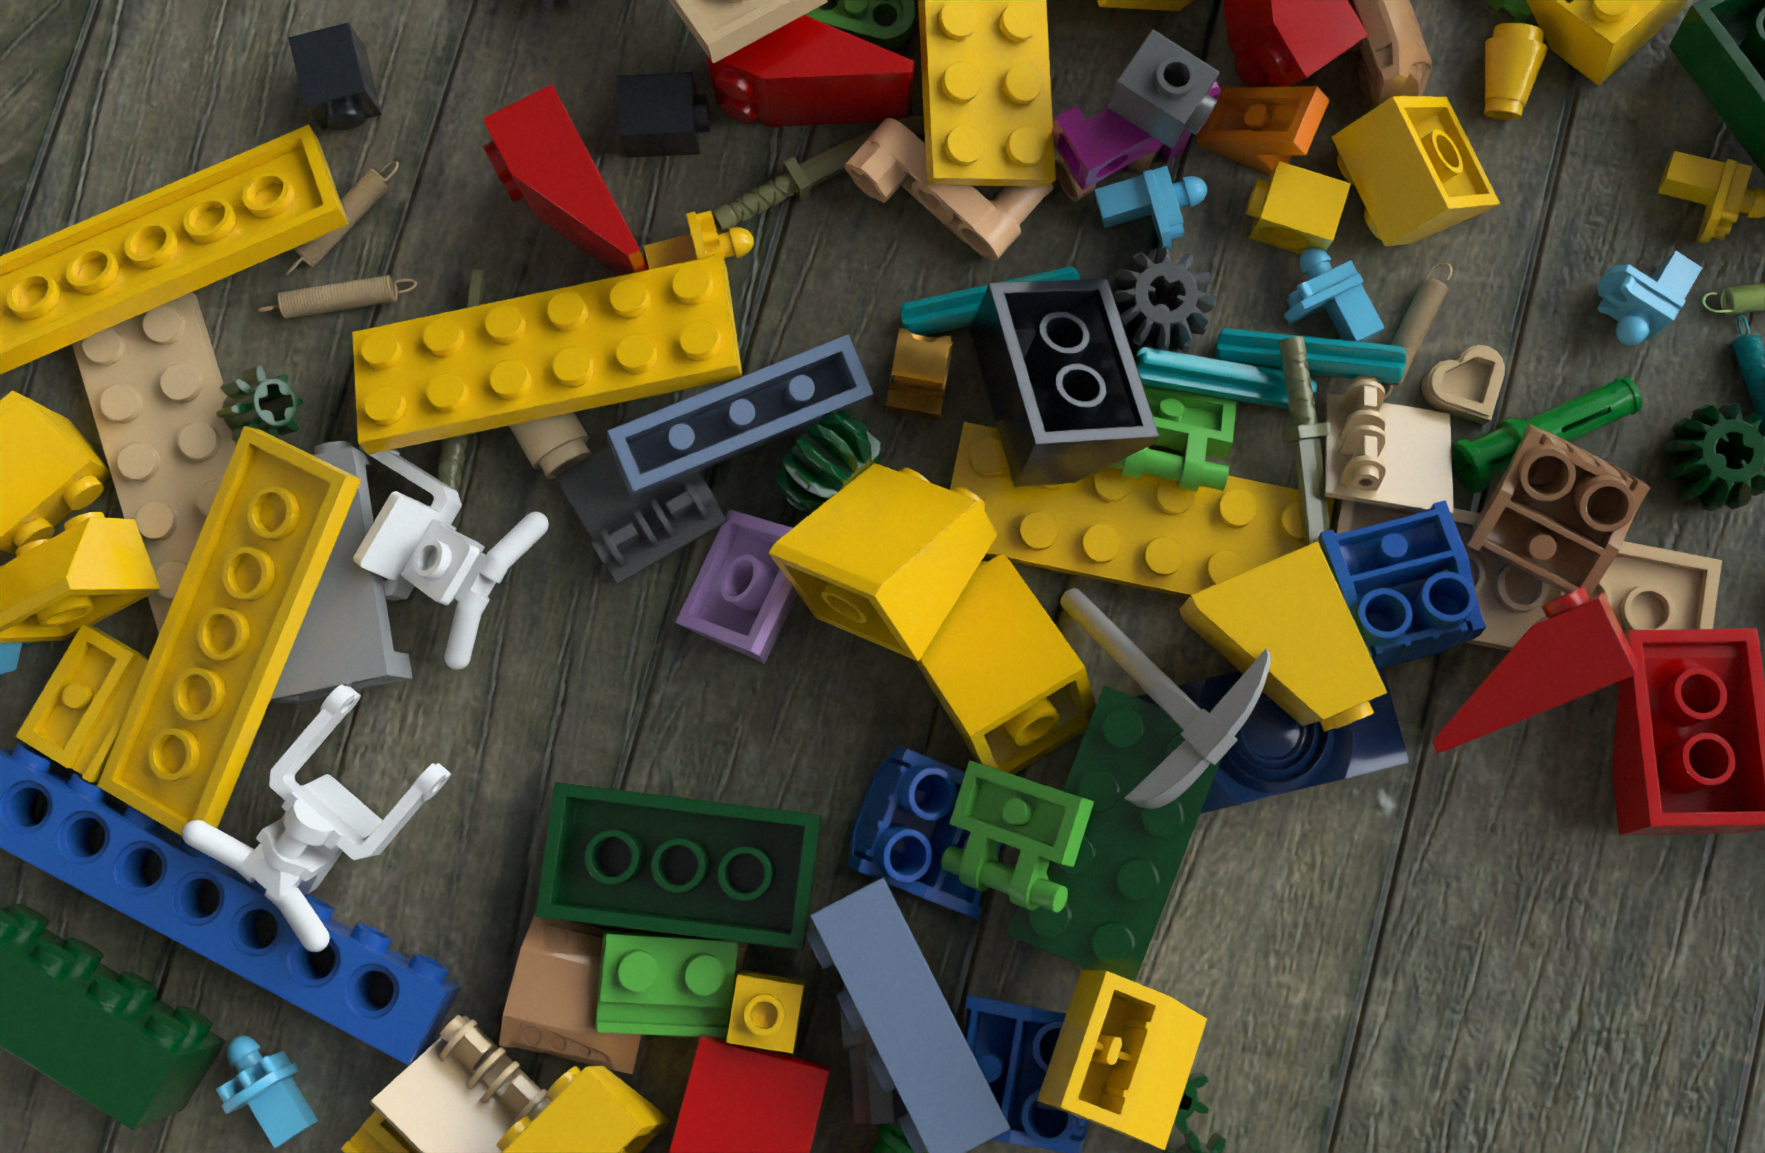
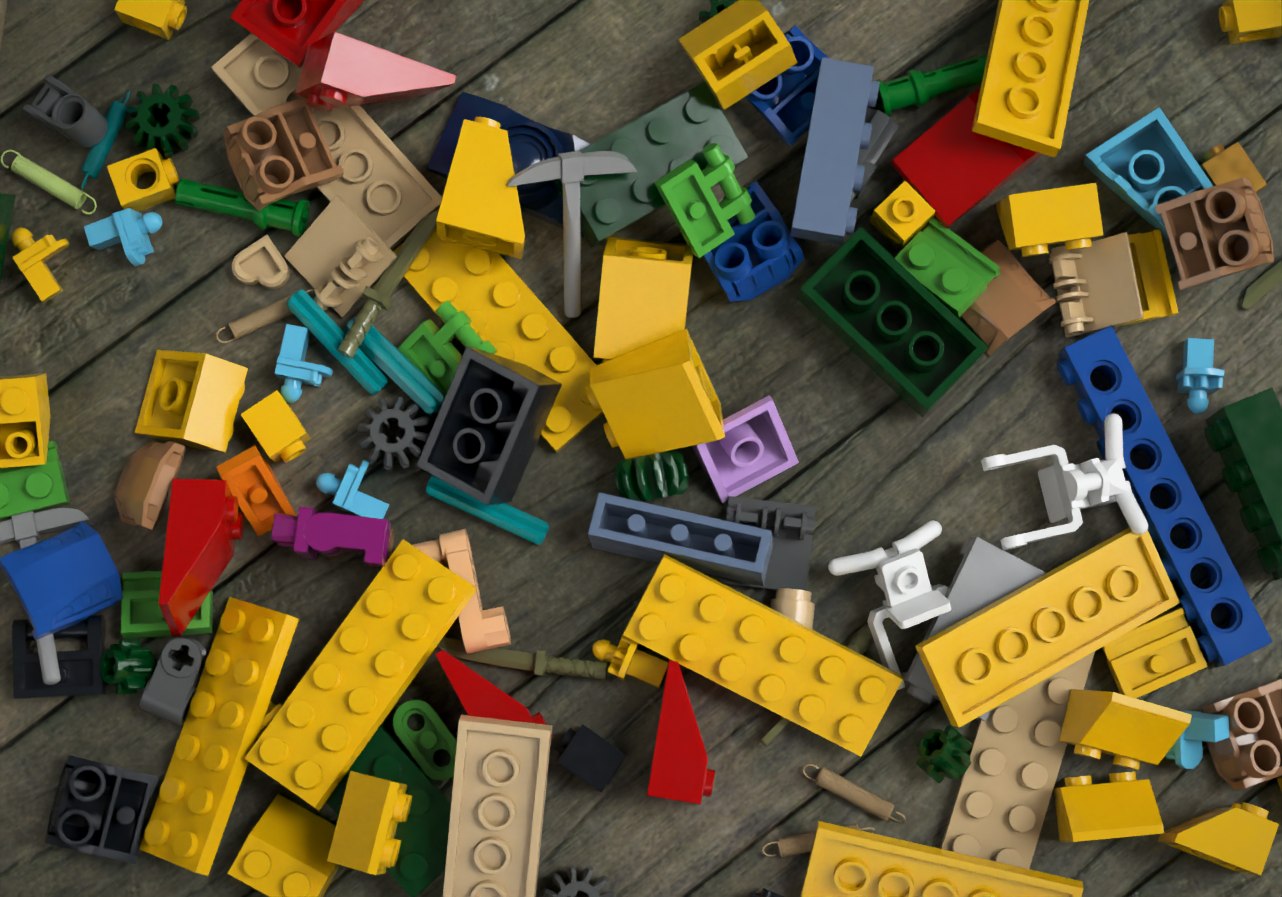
camera: 140 degrees left, 0 degrees up
(919, 375) = (561, 493): pearl gold leg -> none
(1165, 90) = (314, 525): dark grey brick -> none
(1413, 576) = (386, 179): blue slope -> none
(1511, 68) = (88, 417): yellow cone -> none
(1702, 357) = (127, 172): none -> yellow brick

